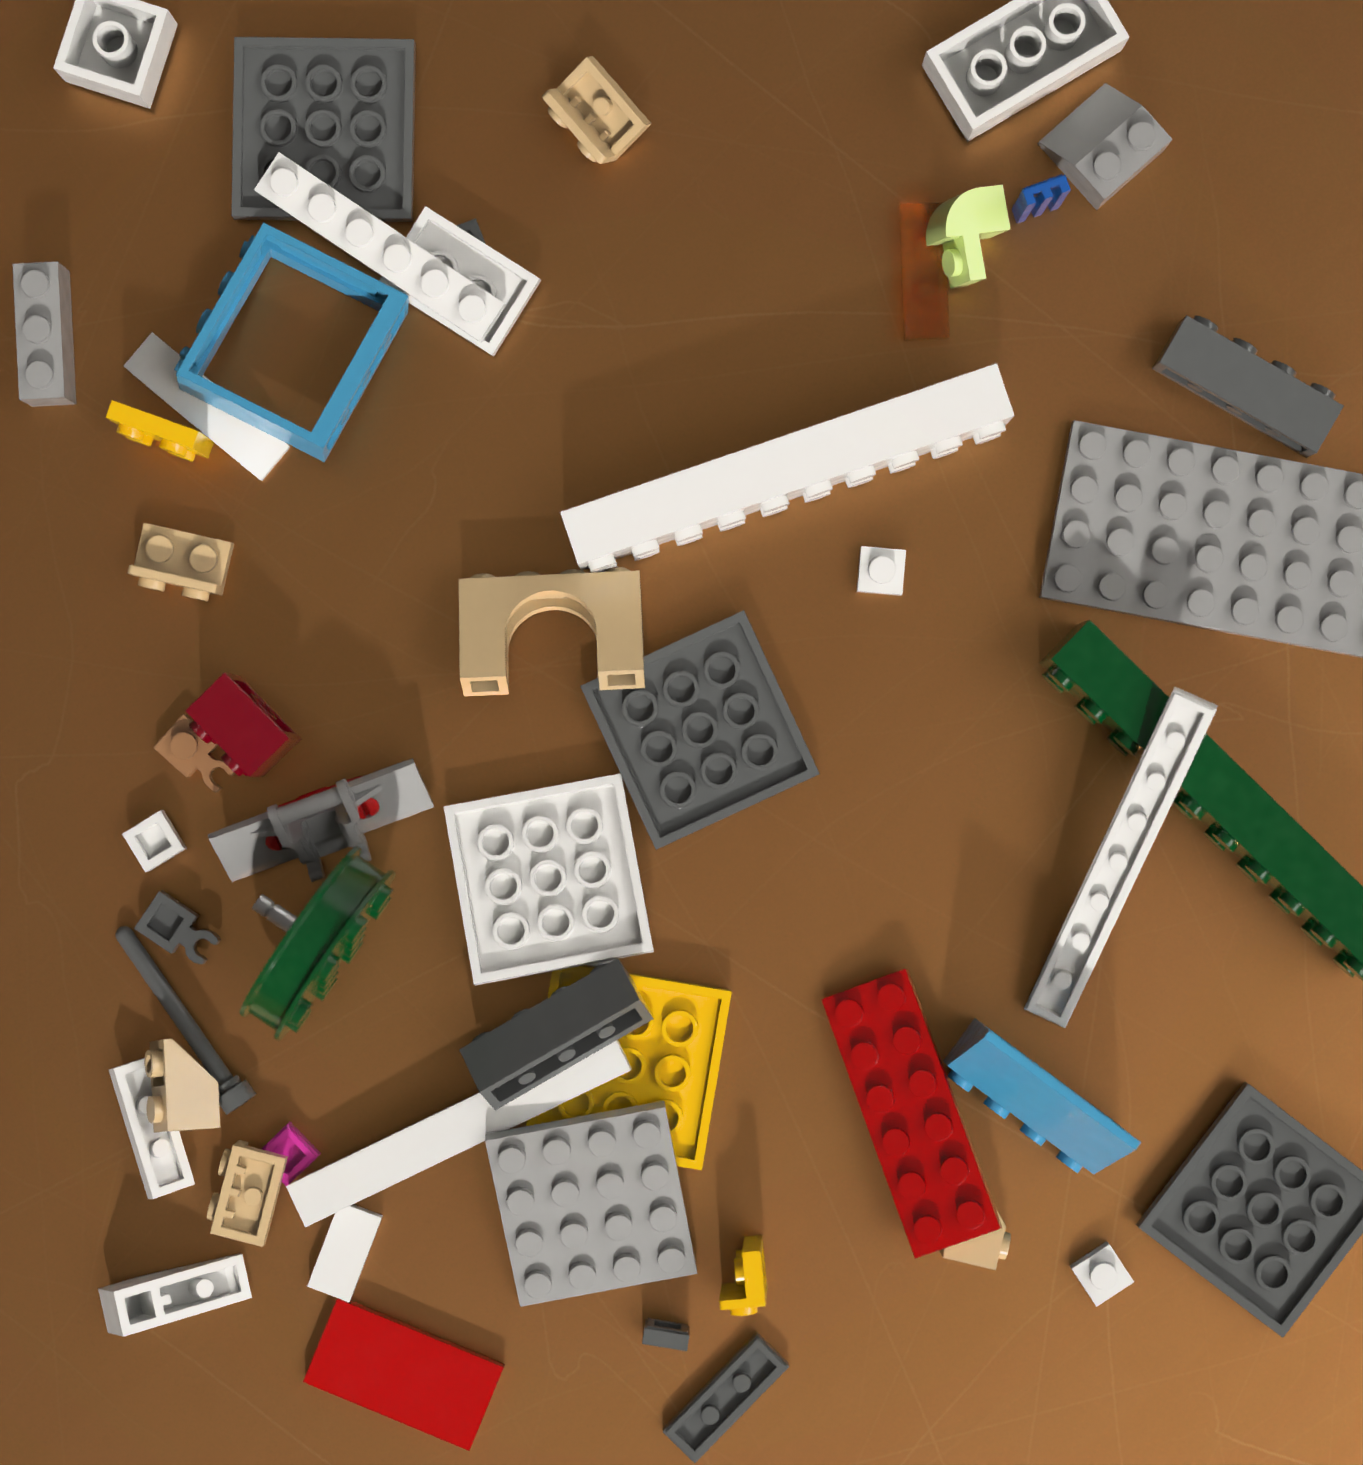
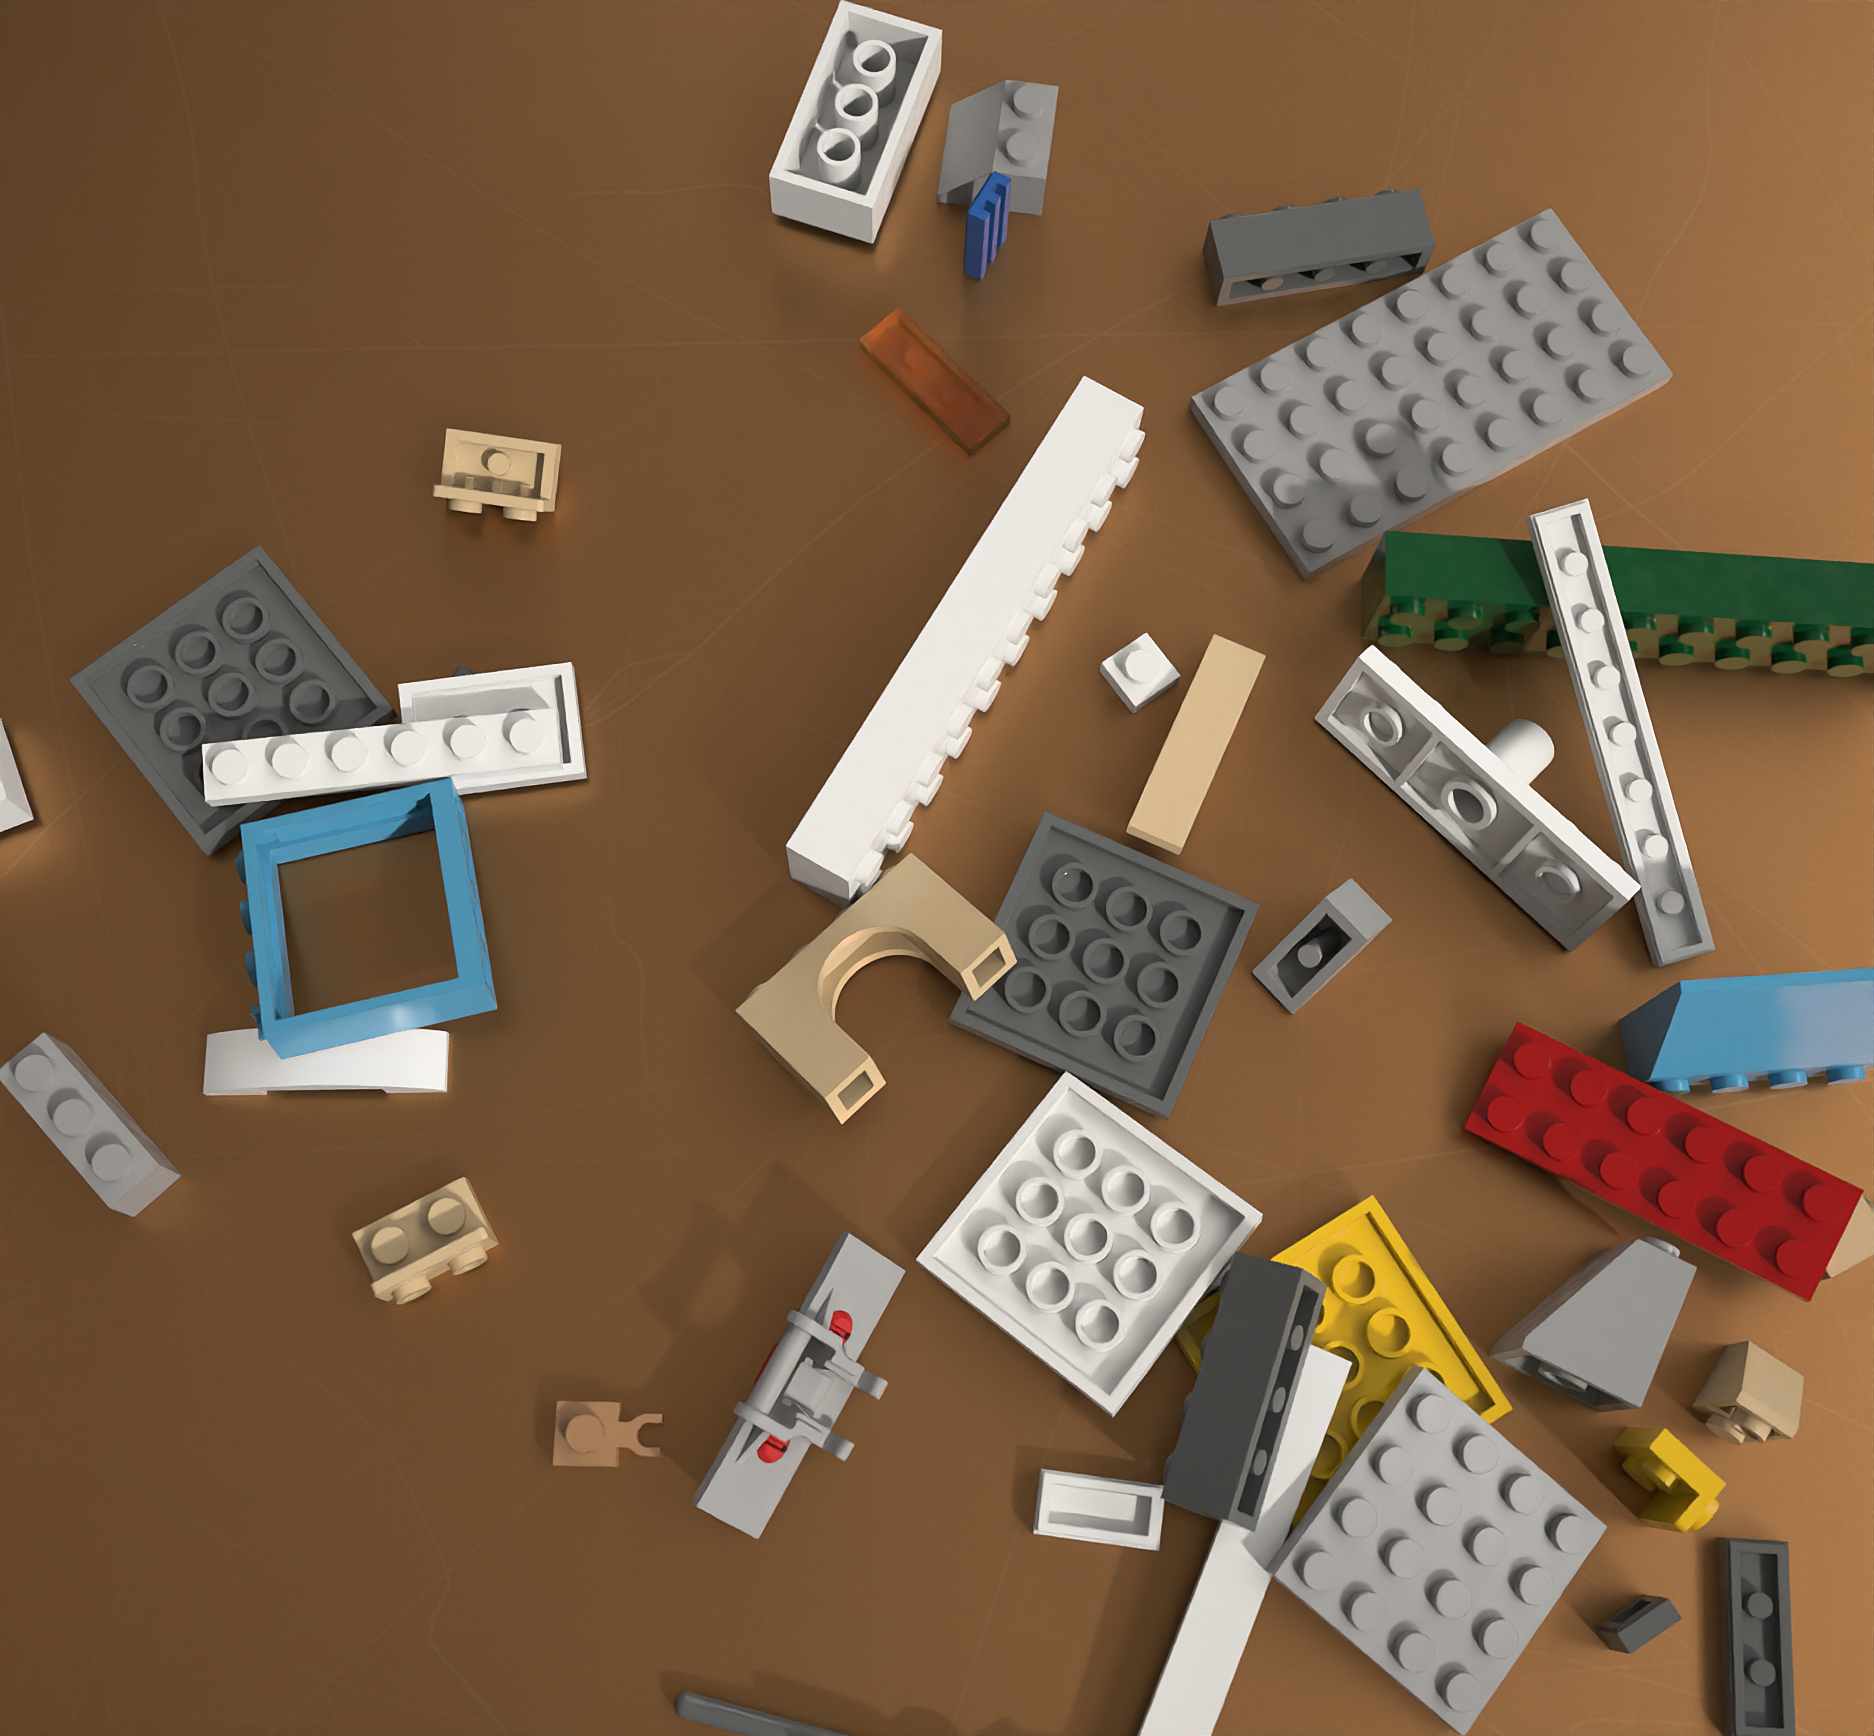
camera: 55 degrees left, 15 degrees down
(145, 427) = (279, 1121): yellow plate -> none
(154, 841) = (636, 1567): white plate -> none
(171, 924) = (728, 1645): dark grey plate -> none
(242, 726) = (633, 1351): dark red brick -> none
(316, 942) = (914, 1512): dark green wheel -> none
(429, 1024) = (1098, 1509): none -> white tile
(789, 1169) = (1603, 1326): none -> light grey slope
(835, 828) = (1321, 945): none -> light grey slope
(838, 1278) = (1751, 1396): none -> tan slope
(872, 645) = (1195, 744): none -> tan slope
(961, 225) = (940, 308): yellowish green brick -> none
(1007, 820) = (1478, 796): none -> white plate

